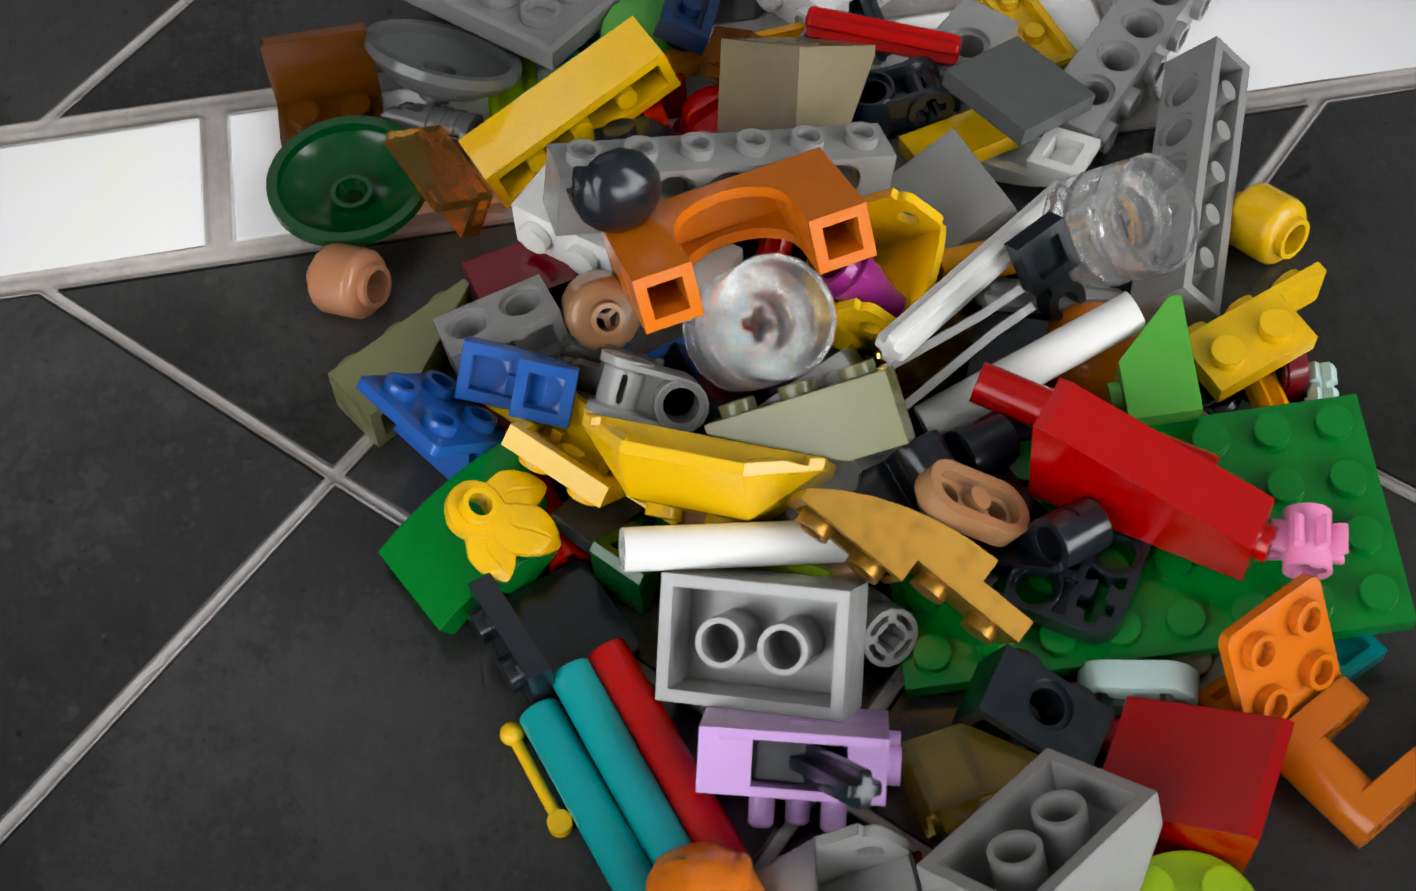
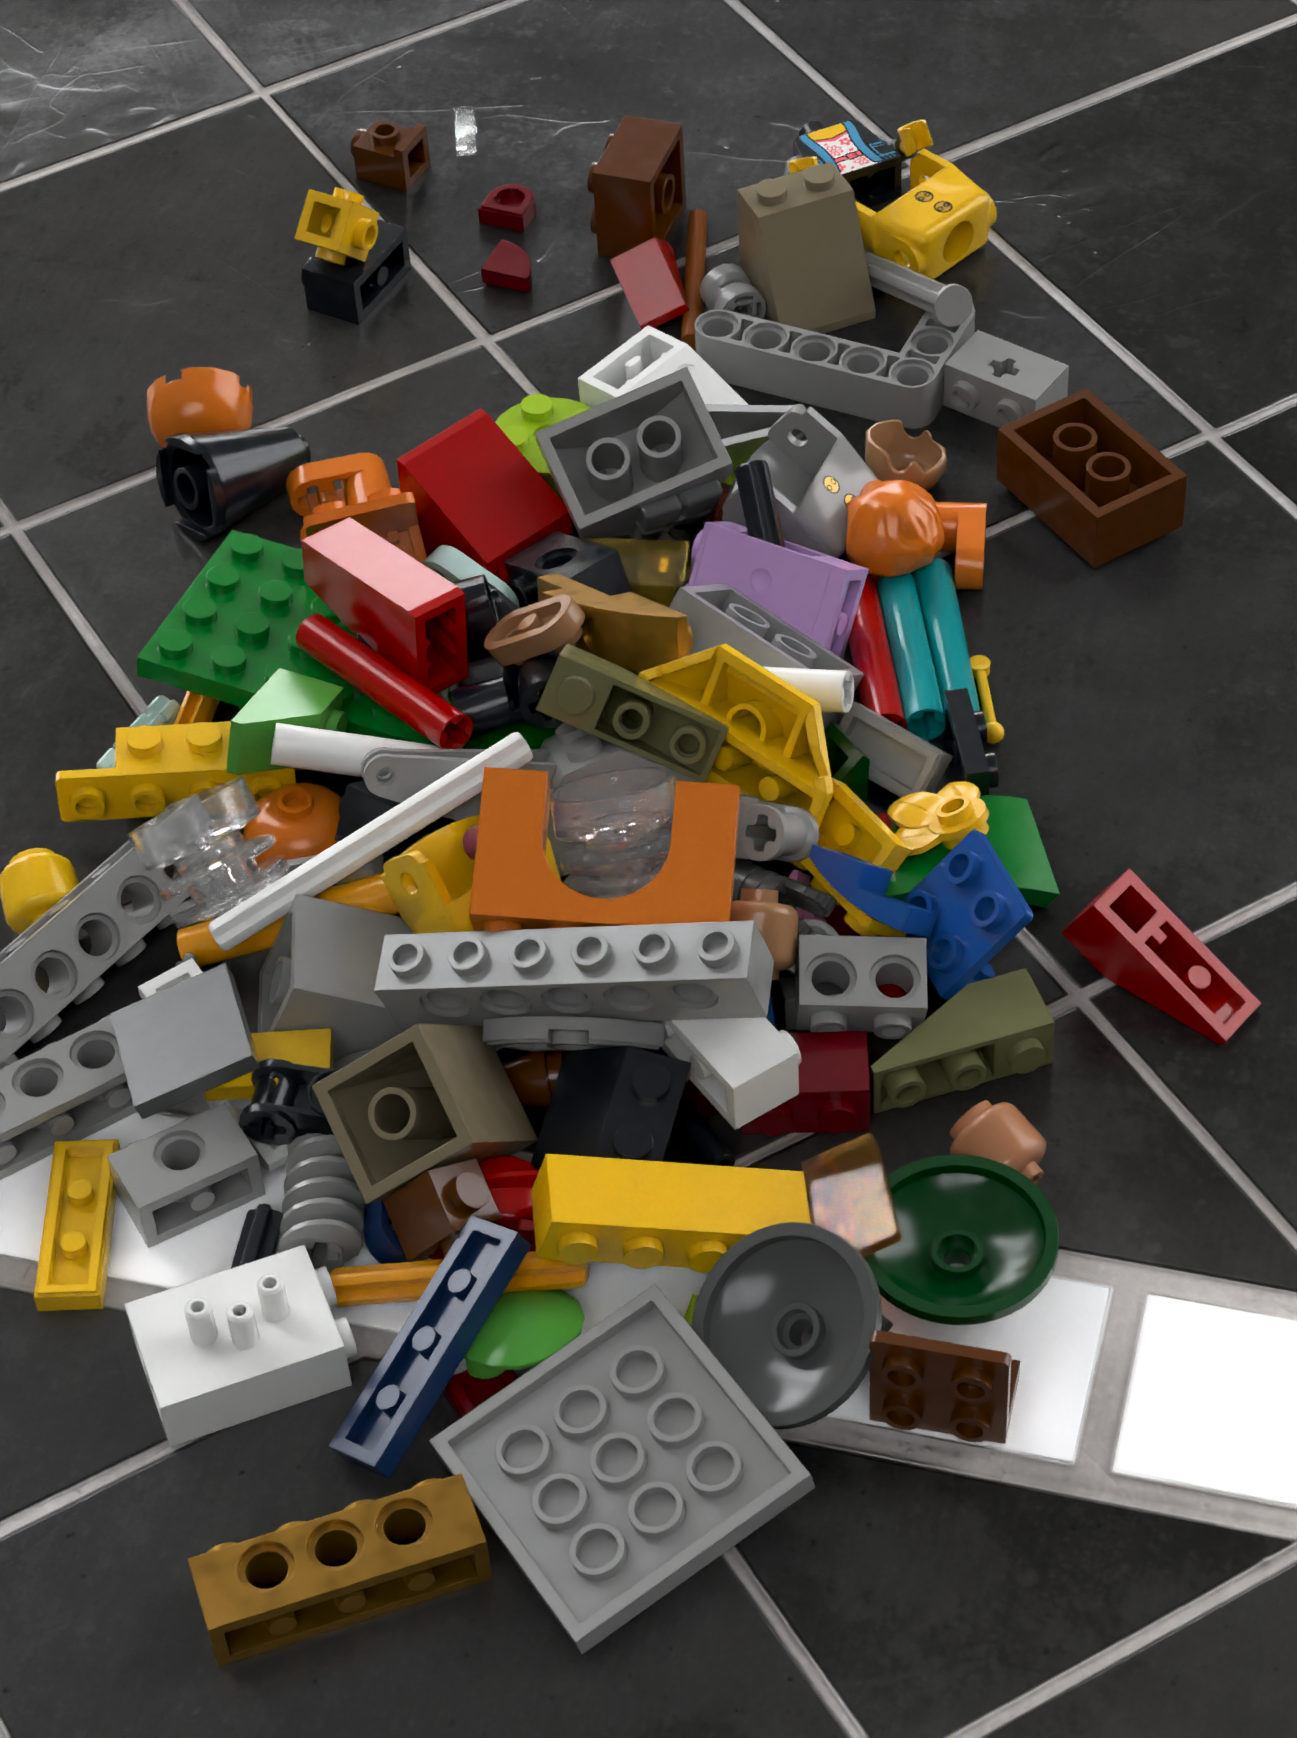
camera: 155 degrees left, 10 degrees down
(268, 499) = (1158, 959): none -> red slope
(588, 609) = (896, 756): none -> light grey tile
(615, 190) = (705, 887): black hair -> none
(887, 35) = (278, 1155): red axle -> none
(1042, 261) = (310, 827): black plate -> none
(1309, 541) = (279, 555): bright pink gear -> none

